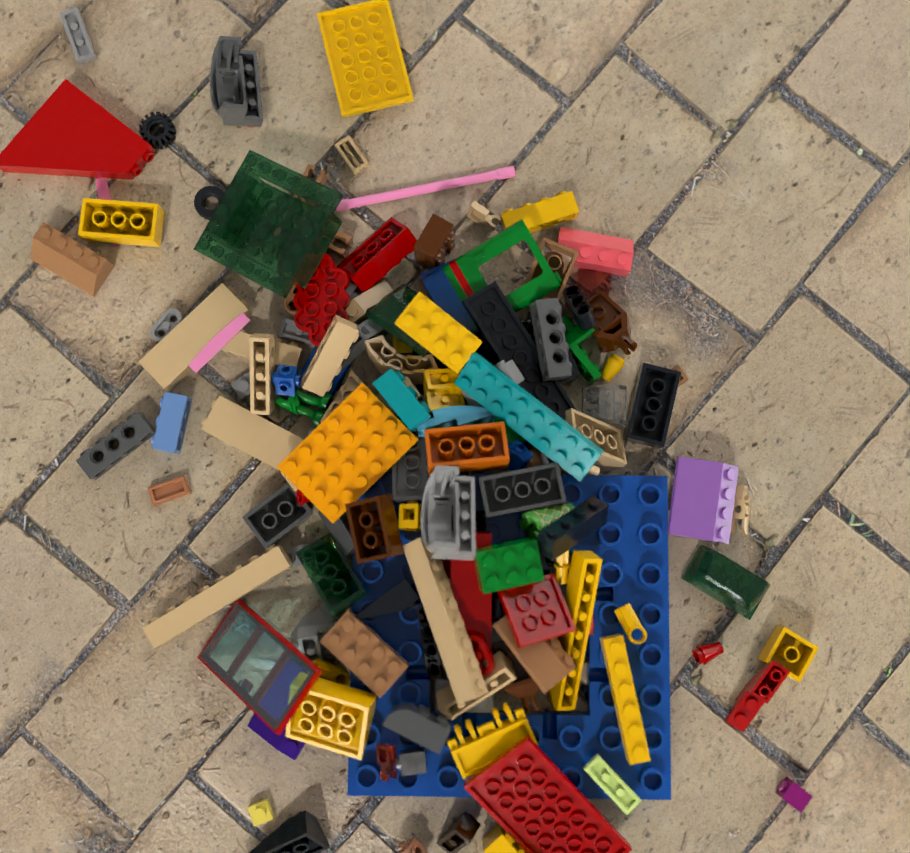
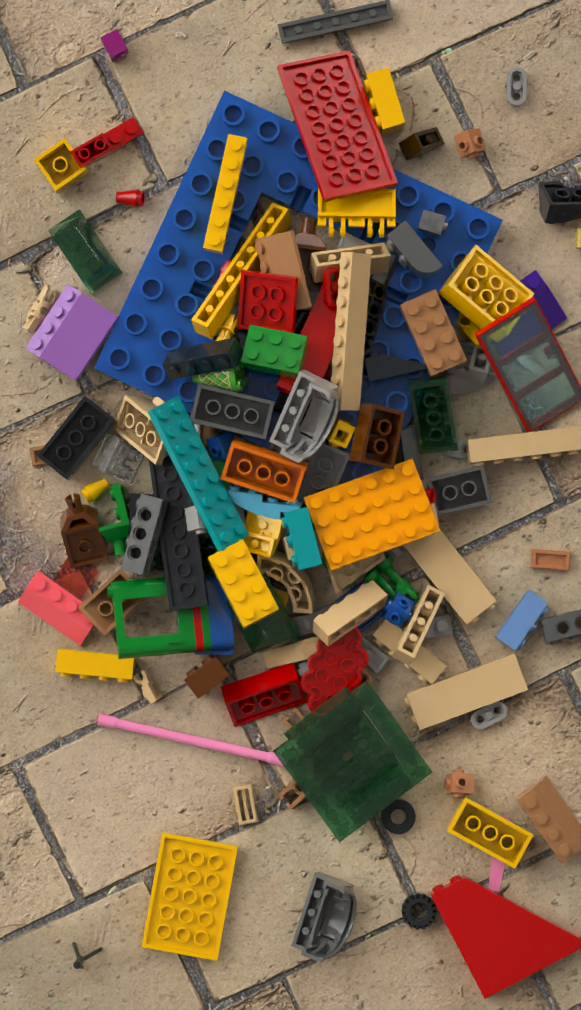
camera: 155 degrees left, 5 degrees up
(166, 252) = (459, 784): none -> nougat brick
(218, 342) = (446, 675): bright pink sticker -> none
(387, 759) = (453, 235): clear red plate -> none
(579, 307) = (101, 556): black beam -> none
(612, 784) = (269, 127): yellowish green tile -> none
(630, 622) = (190, 256): yellow piece -> none

